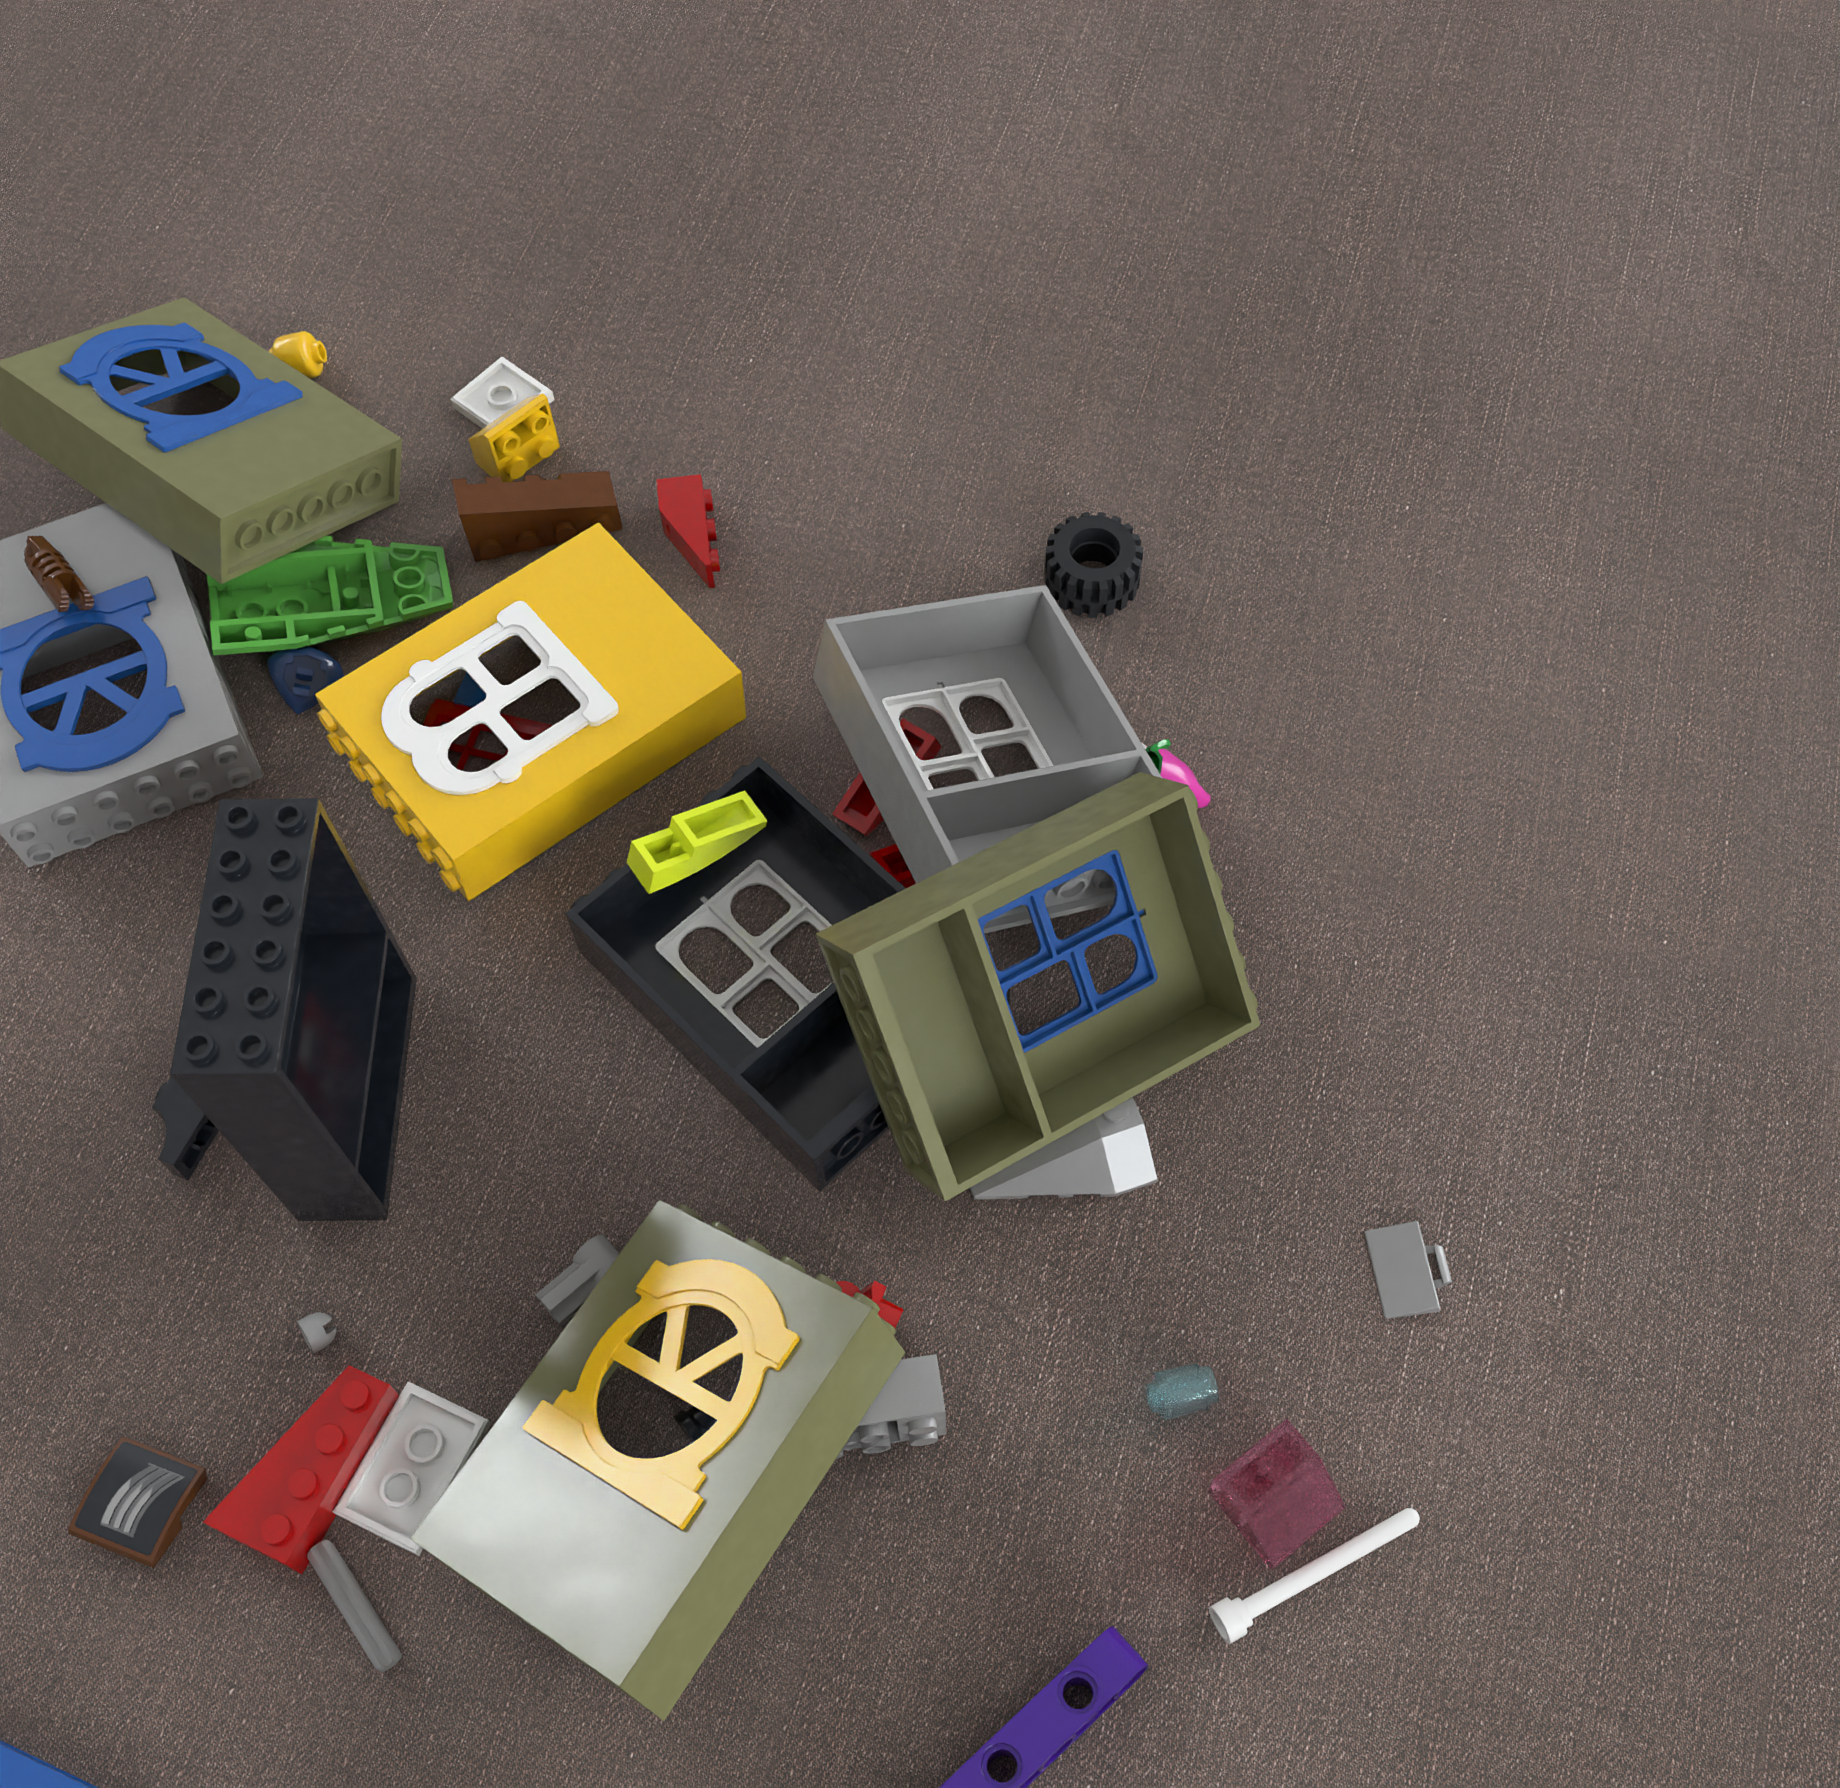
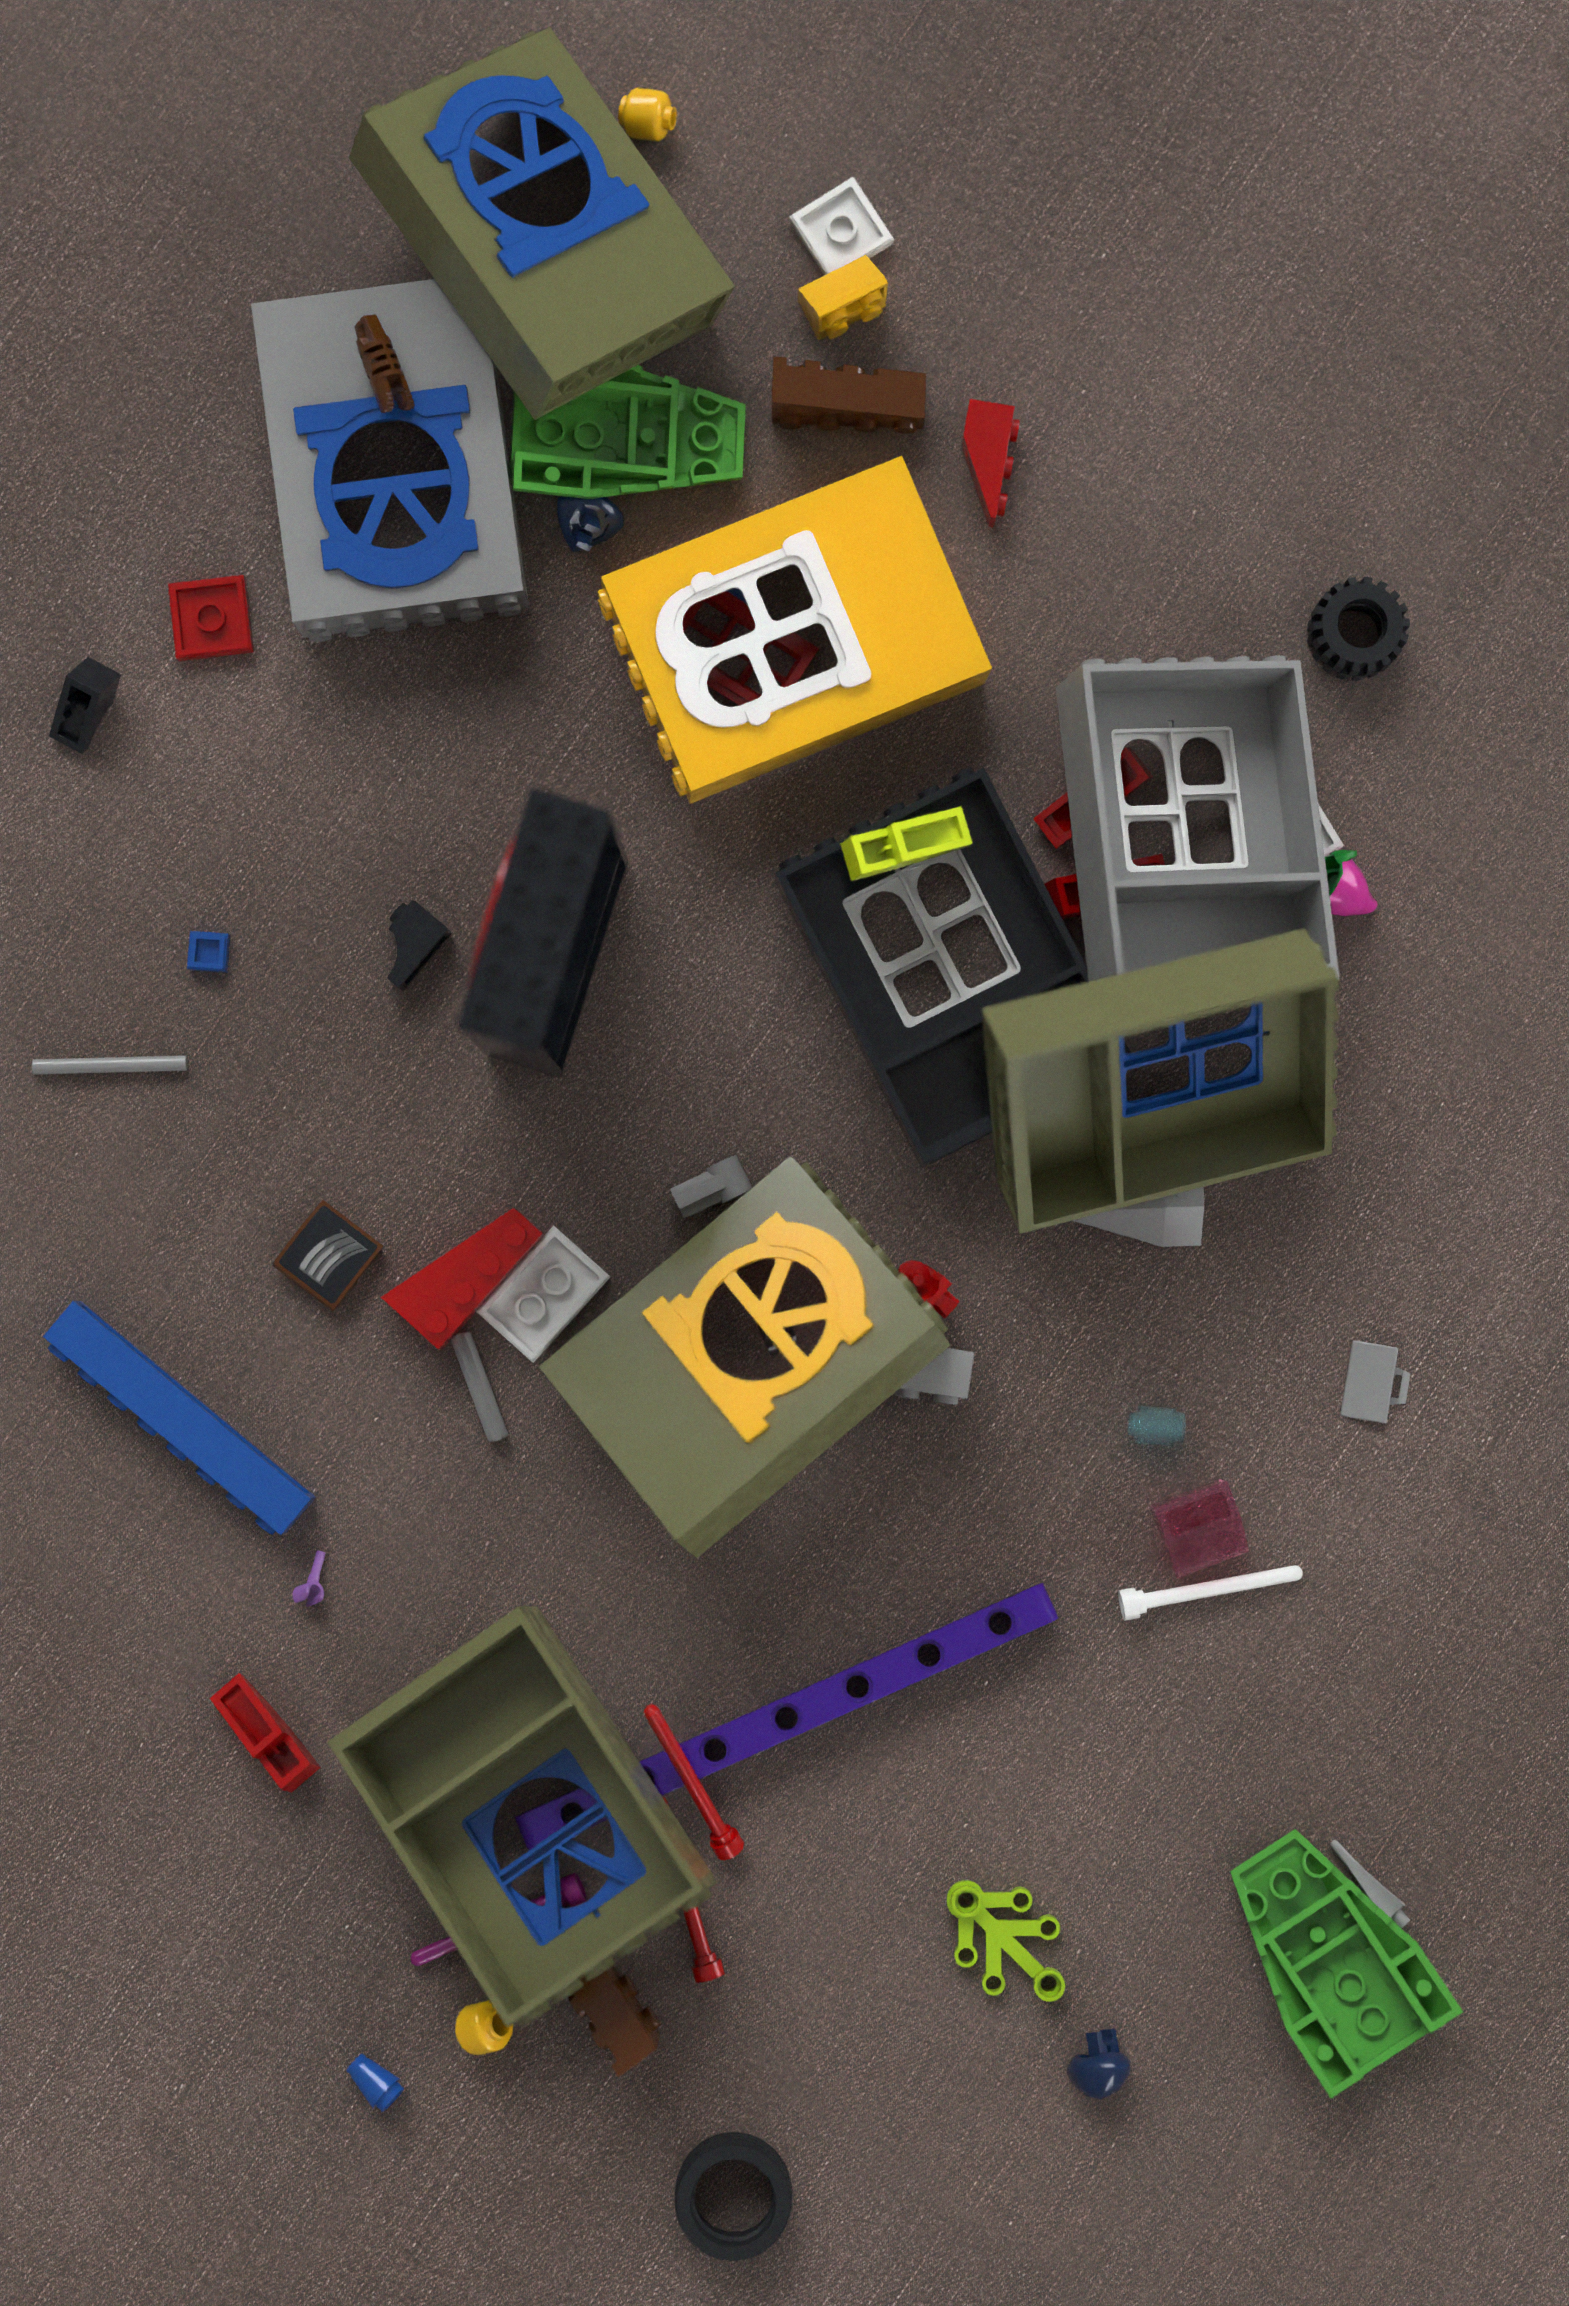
camera: 15 degrees right, 25 degrees up
(314, 1333) = (489, 1161): light grey hinge -> none

